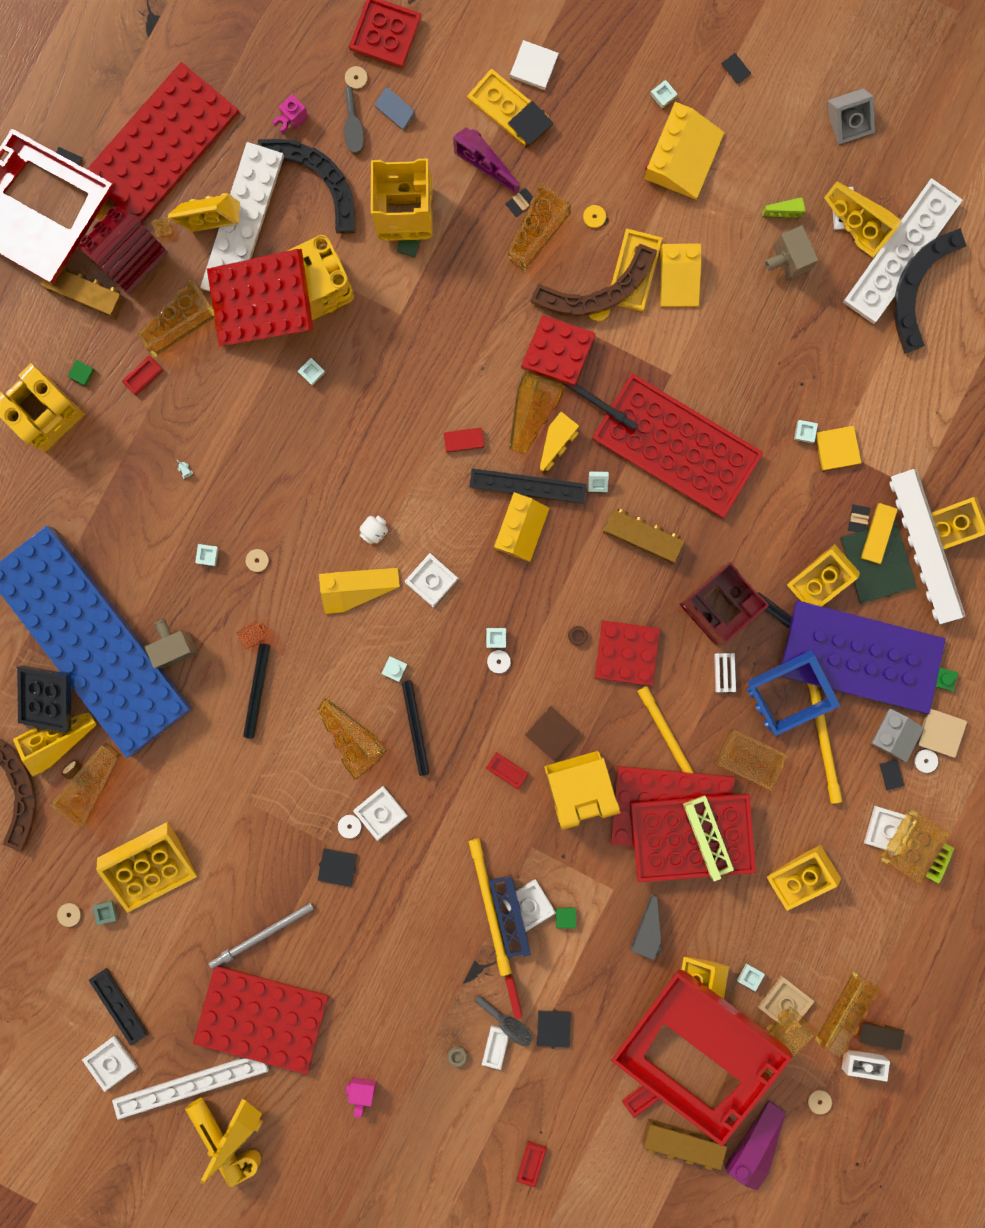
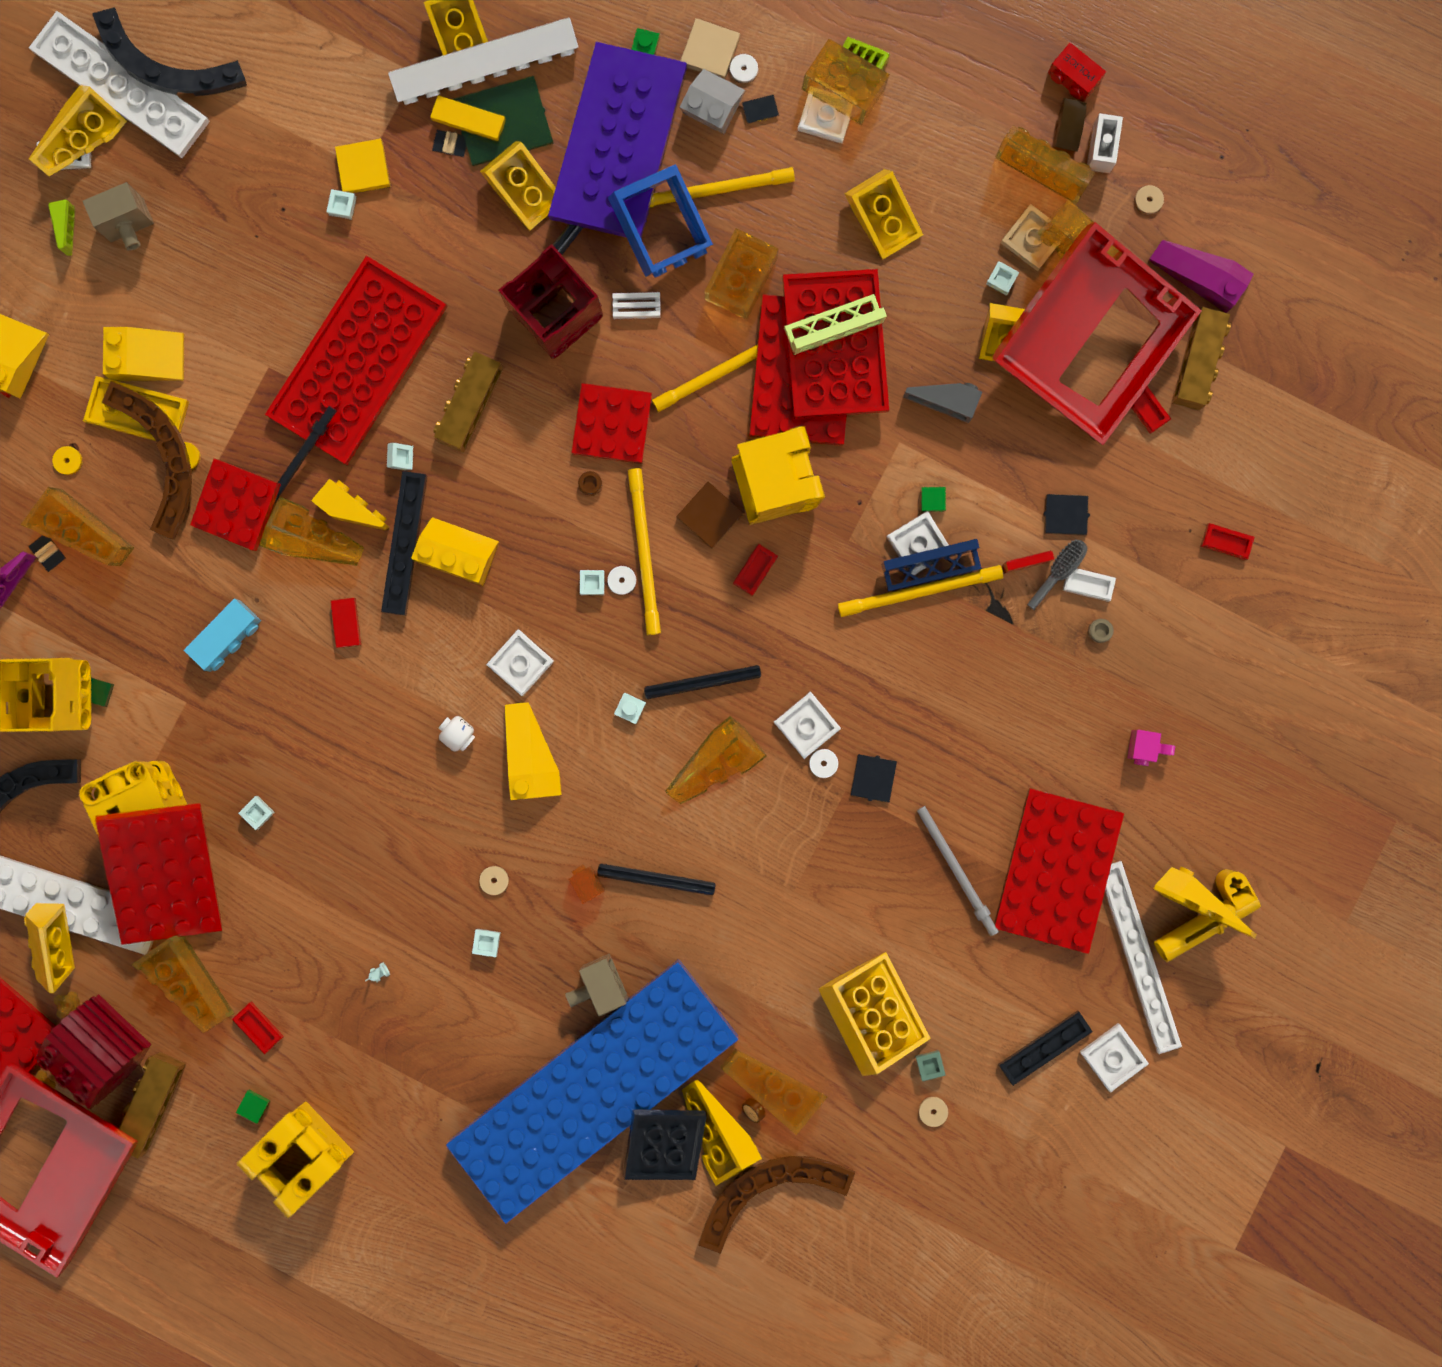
camera: 90 degrees left, 0 degrees up
(452, 343) = (223, 636): none -> medium azure brick
(470, 686) = (651, 614): none -> yellow piece
(926, 1041) = (1076, 72): none -> red brick

